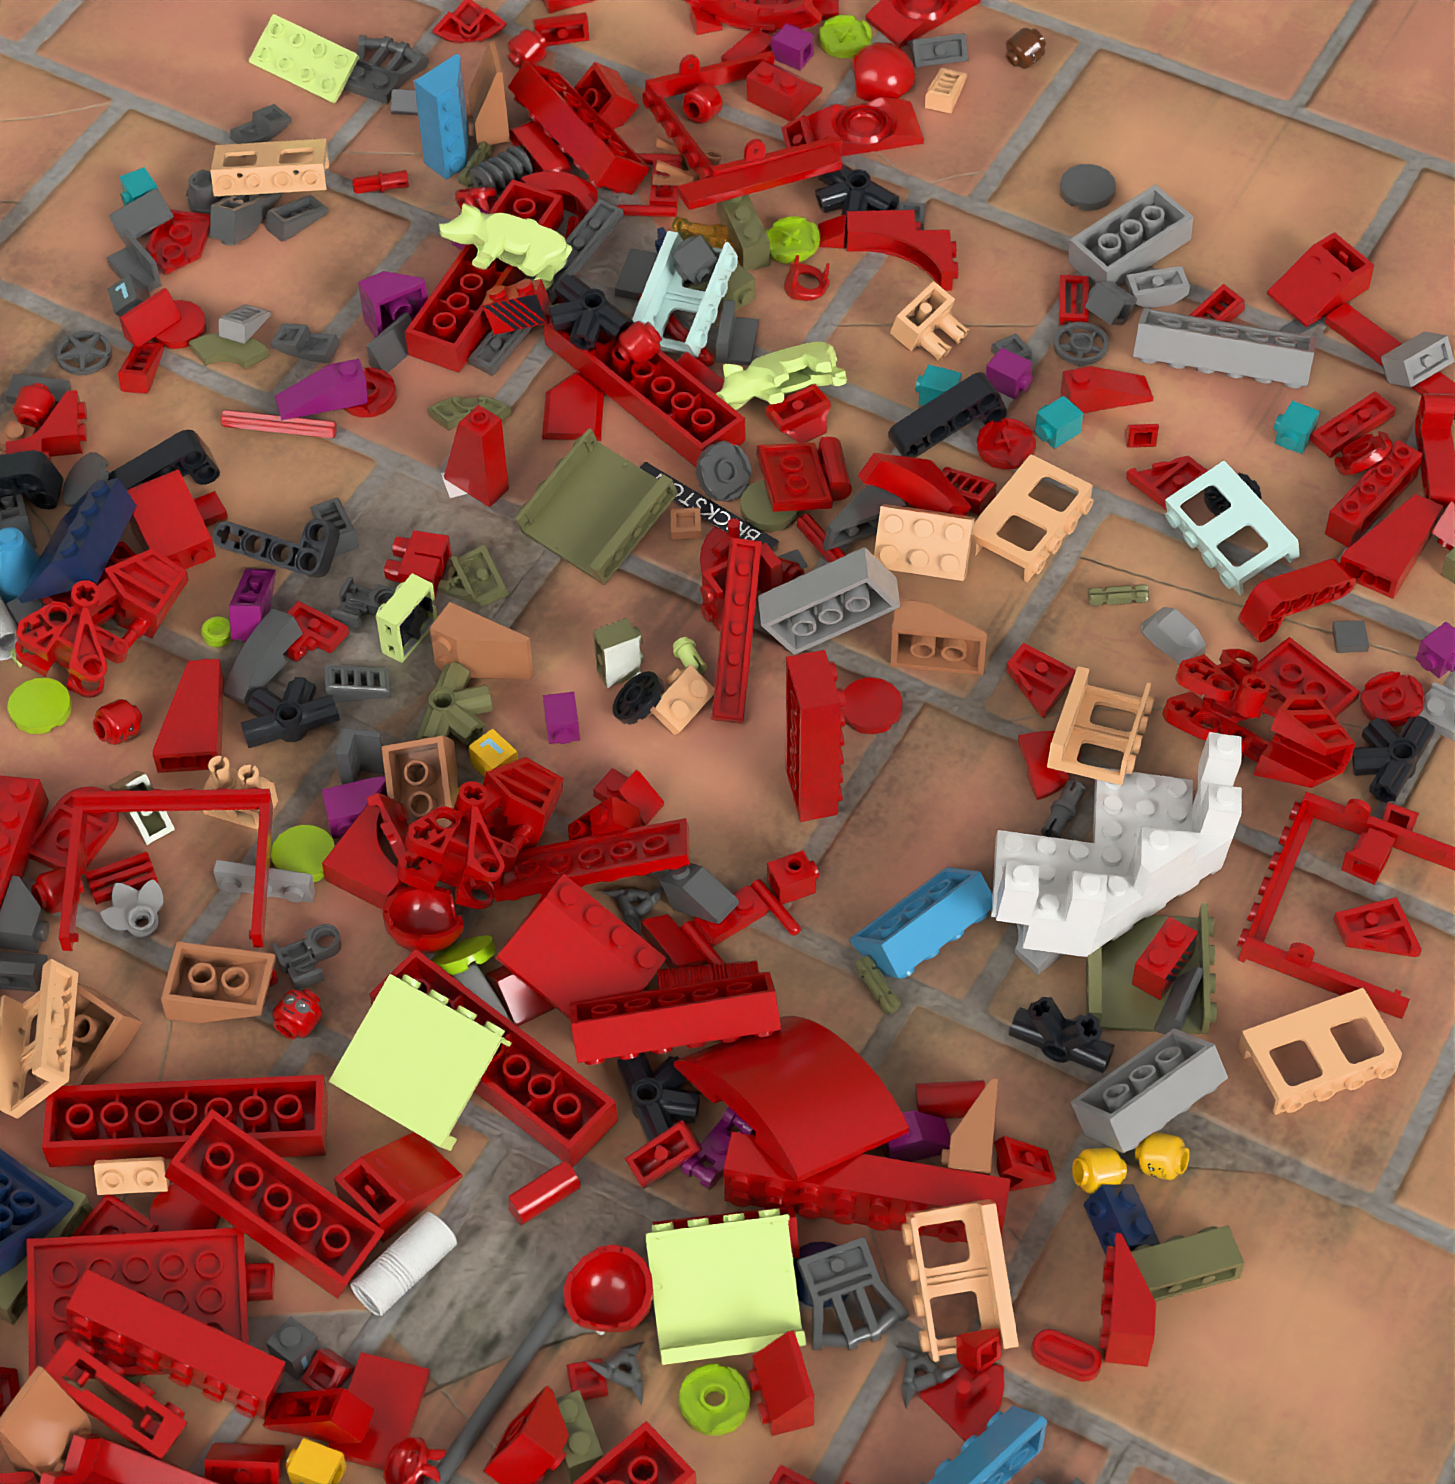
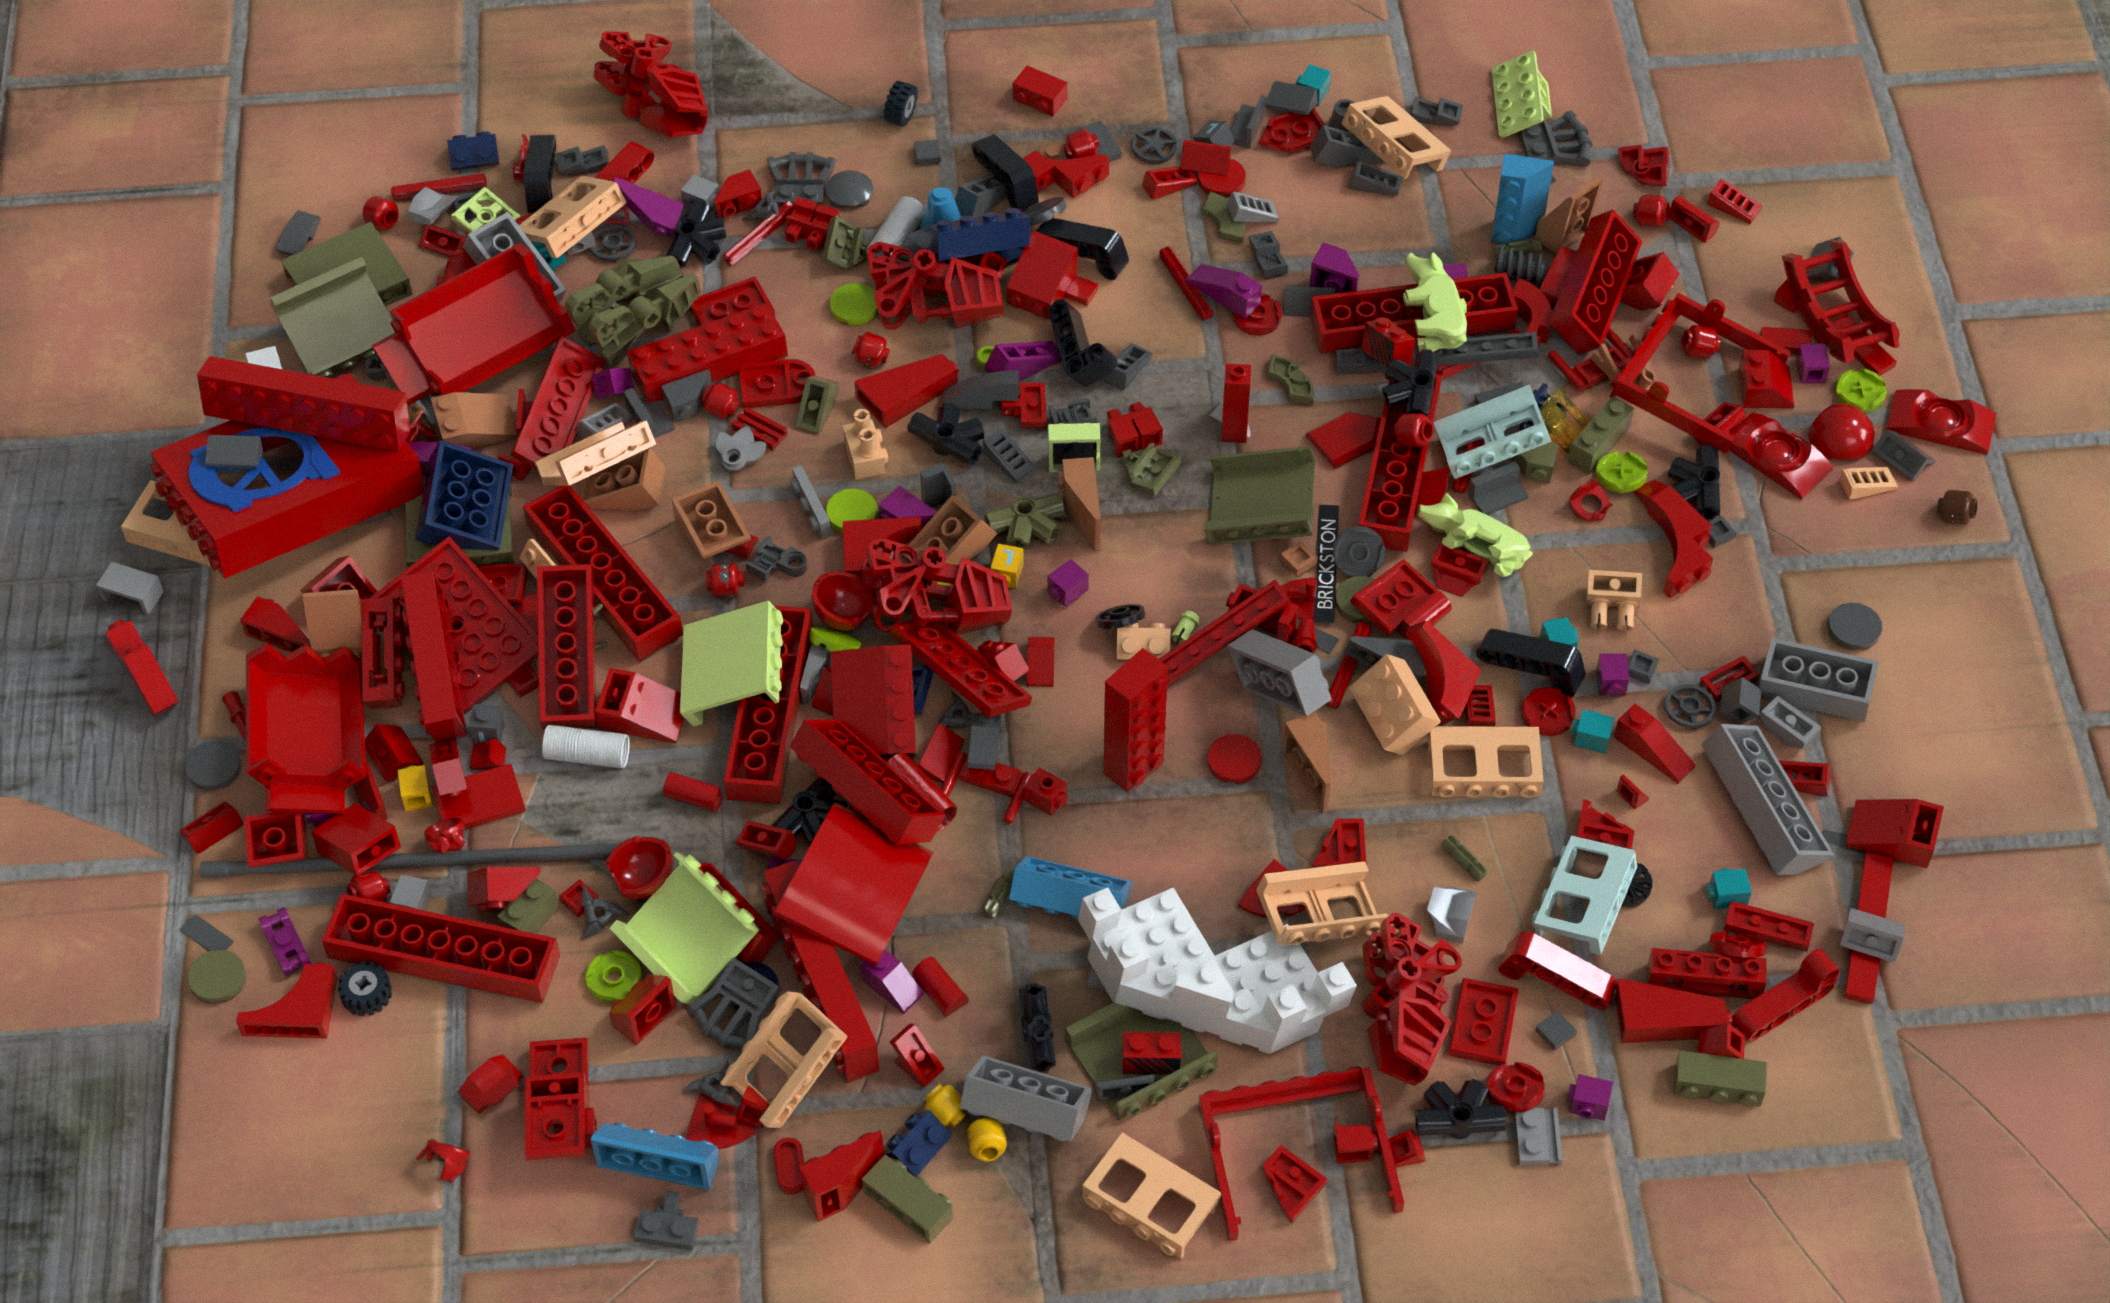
camera: 55 degrees right, 0 degrees up
(165, 800) = (746, 392): red piece -> none
(380, 182) = (1448, 206): red axle -> none
(395, 821) = (904, 532): red wing -> none
(481, 197) = (1476, 264): red piece -> none
(618, 652) = (1144, 580): olive brick -> none
(695, 260) = (1519, 415): dark grey brick -> none
(759, 177) = (1645, 412): red tile -> none
(974, 1137) = (895, 1008): nougat slope -> none
(1063, 809) = (1238, 925): dark grey pin -> none

